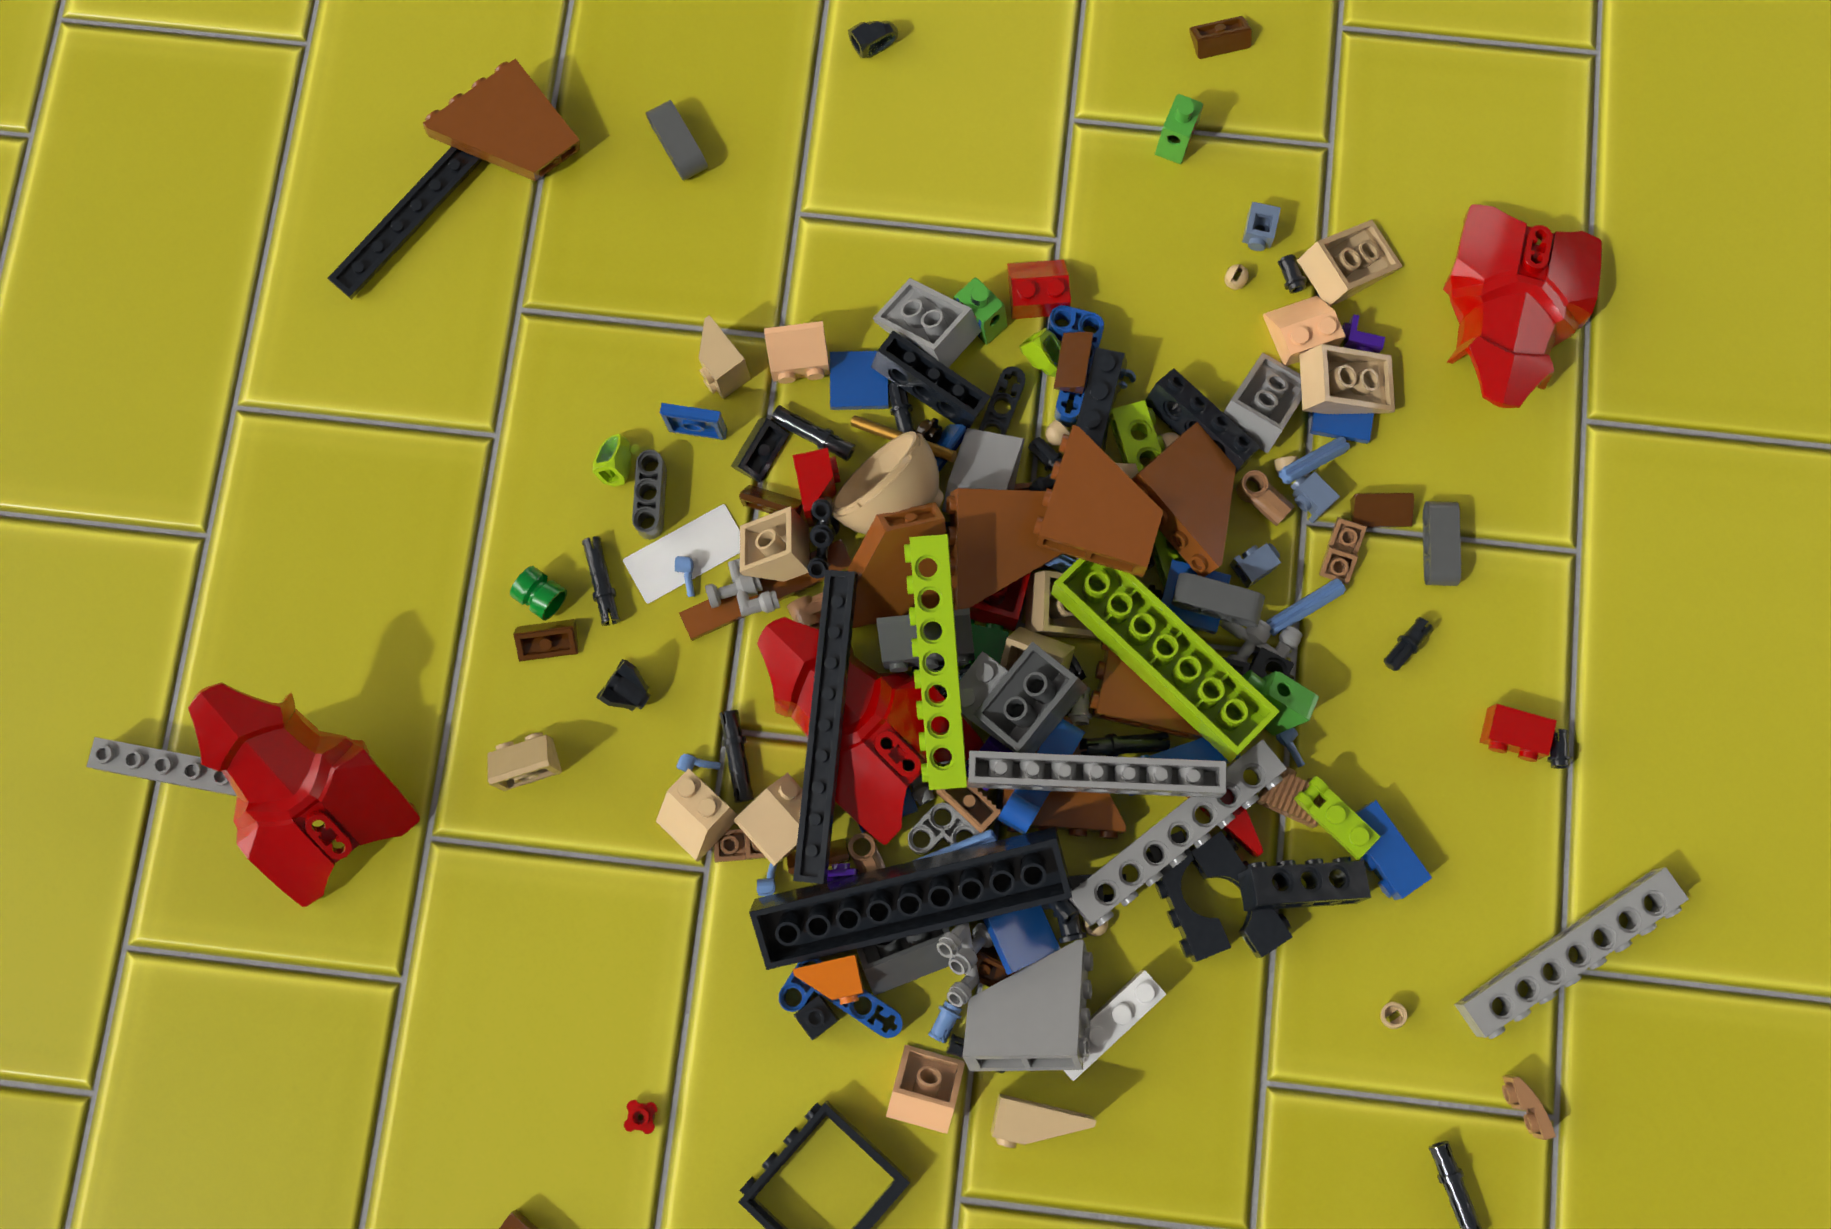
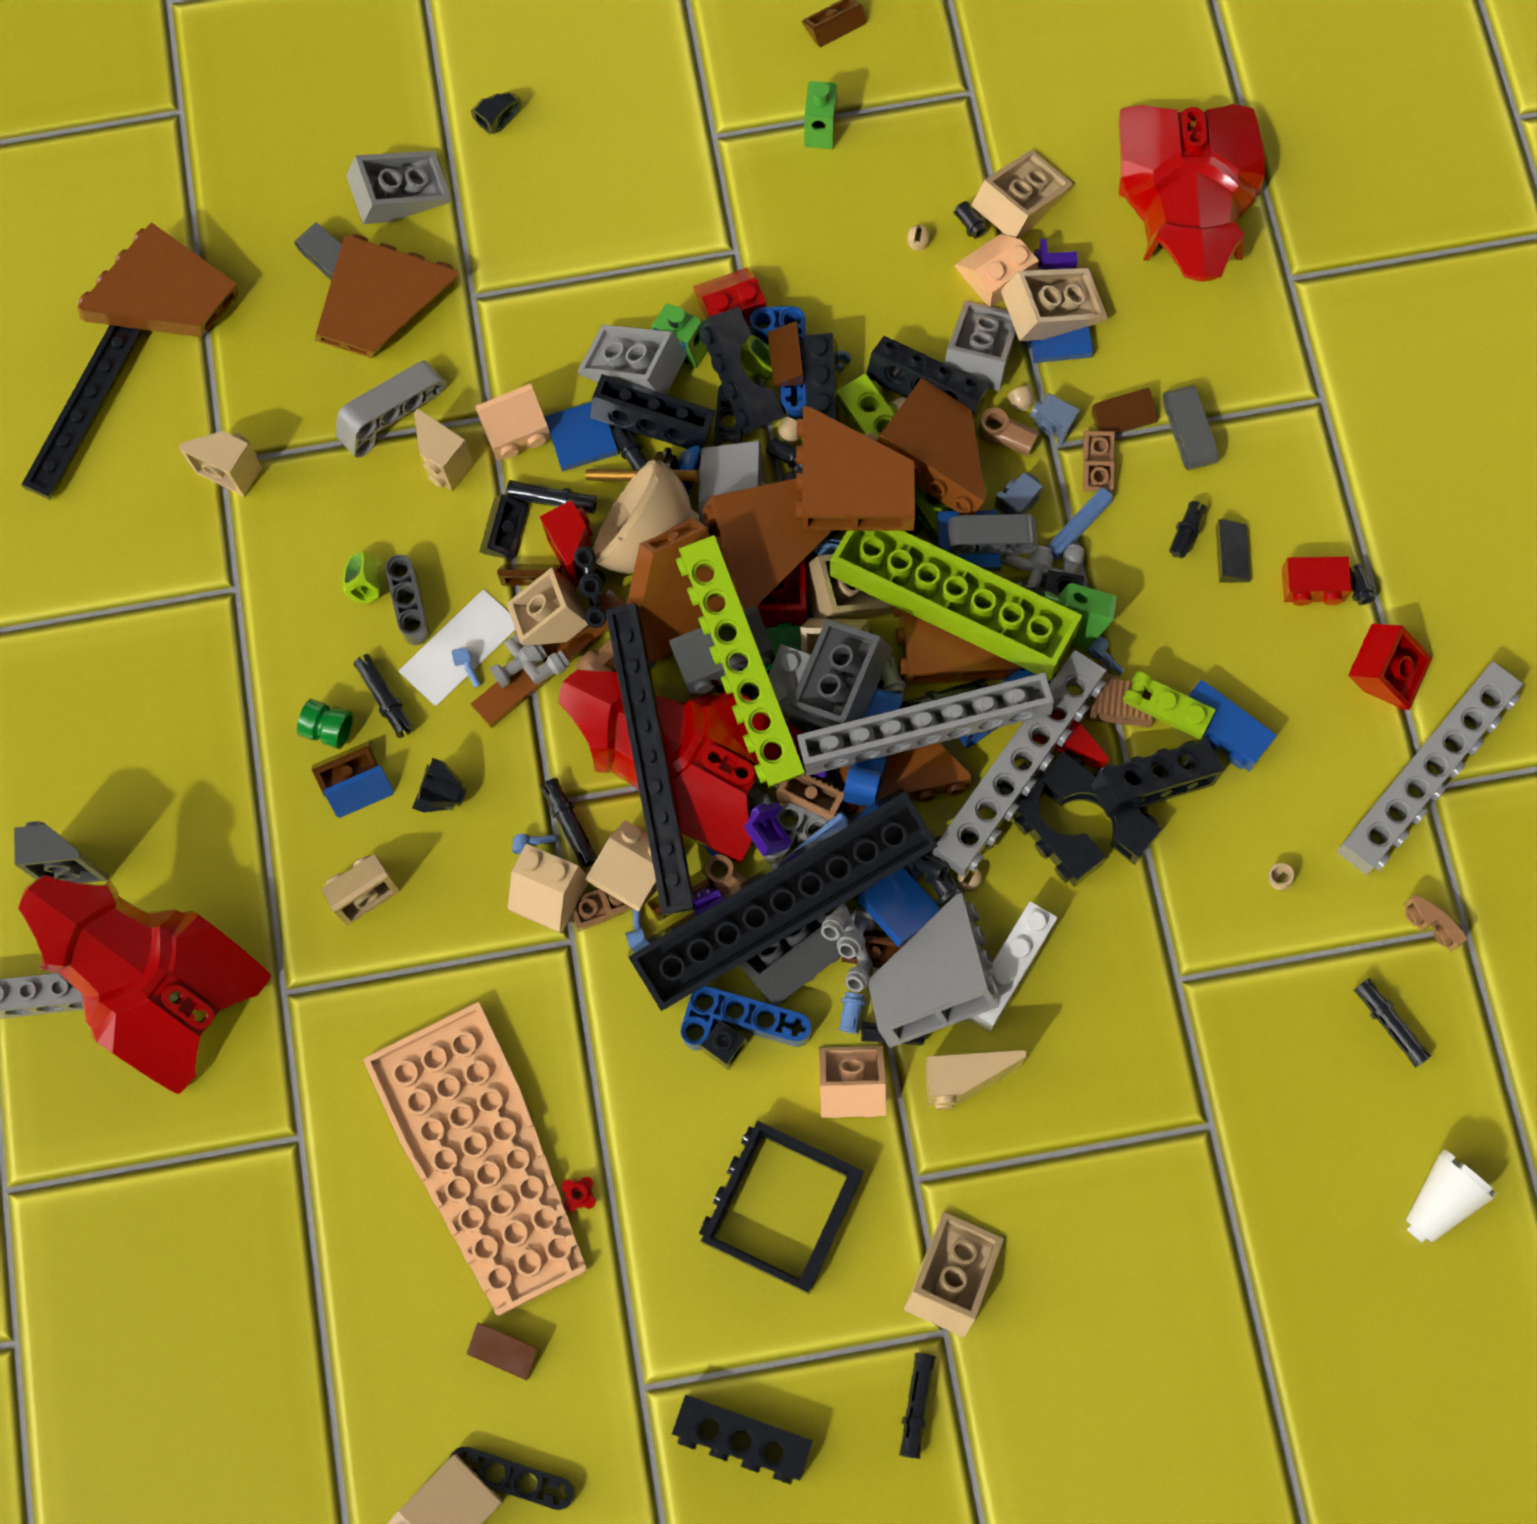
camera: 15 degrees left, 5 degrees down
(251, 649) = (45, 852): none -> dark grey slope
(519, 310) = (223, 460): none -> tan slope
(551, 667) = (359, 791): none -> blue slope
(560, 1052) = (479, 1156): none -> light nougat wing
(685, 298) = (386, 404): none -> light grey beam
(693, 421) = (431, 516): blue tile -> none
(707, 188) = (377, 294): none -> dark orange slope
(757, 84) = (396, 185): none -> light grey slope
(834, 978) = (729, 997): orange slope -> none
(916, 826) = (767, 830): none -> dark purple bracket
(1019, 329) = (752, 404): none -> black arch
(1262, 218) = (927, 183): sand blue brick -> none
(1314, 460) = (1044, 384): medium blue axle -> none
(1444, 678) = (1232, 552): none -> black slope
(1563, 838) = (1390, 665): none -> red slope

